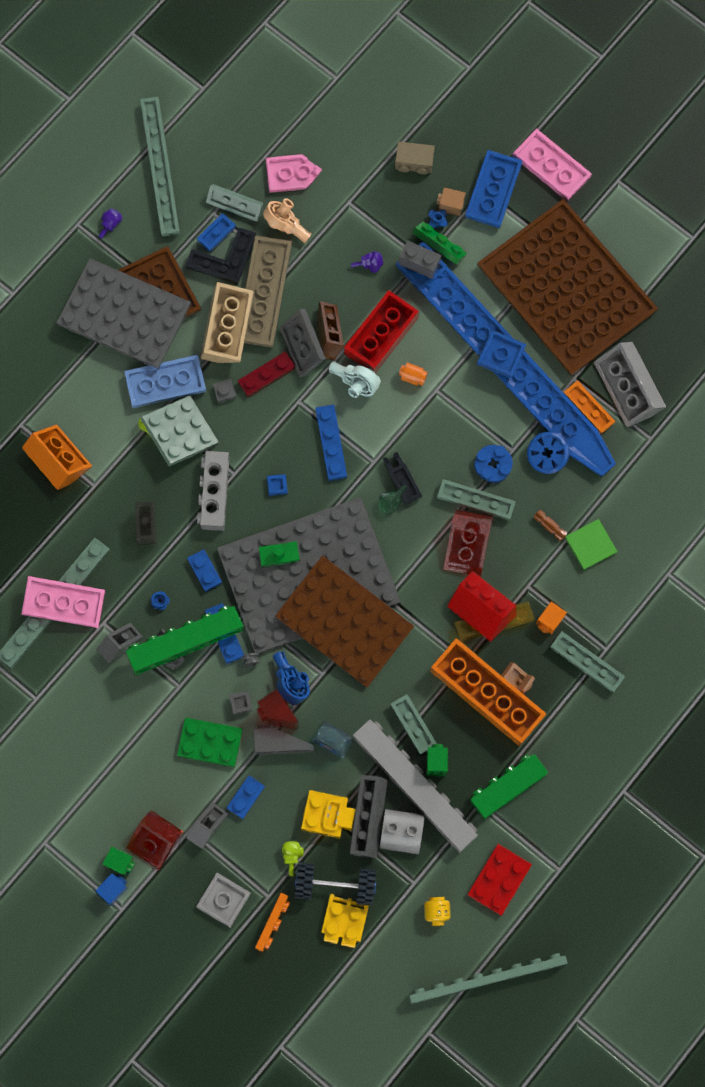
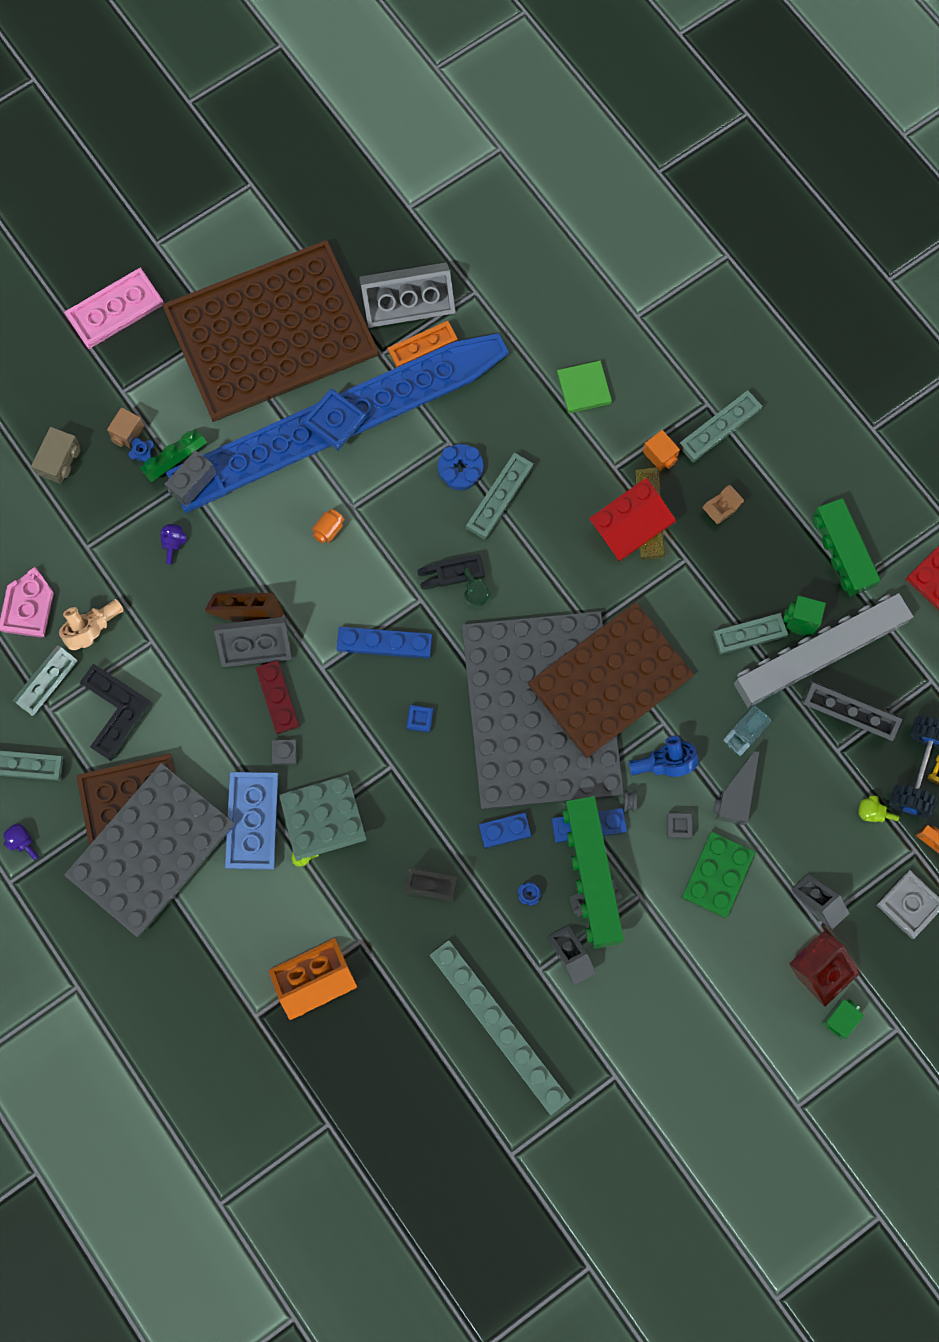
camera: 75 degrees left, 0 degrees up
(63, 602) = (504, 1013): bright pink tile -> none
(112, 888) = (874, 1034): blue brick -> none
(214, 520) = (376, 776): light grey brick -> none
(216, 232) = (77, 712): blue plate -> none
(226, 324) = (201, 727): tan slope -> none
(245, 797) = (793, 848): blue plate -> none
(267, 281) = (171, 673): dark tan plate -> none
(276, 711) = (703, 784): clear red slope -> none
(279, 554) = (510, 734): green tile -> none
(327, 814) = (836, 757): yellow piece -> none
(361, 379) = (316, 589): light aqua pin -> none
(381, 332) = (267, 547): red brick -> none
(402, 831) = (872, 677): light grey brick -> none
(468, 542) = (549, 517): clear red slope -> none
(487, 692) = (733, 540): orange brick -> none
(493, 189) = (124, 378): blue plate -> none
(550, 525) = (550, 424): dark orange axle -> none
(553, 442) = (456, 391): blue wheel -> none

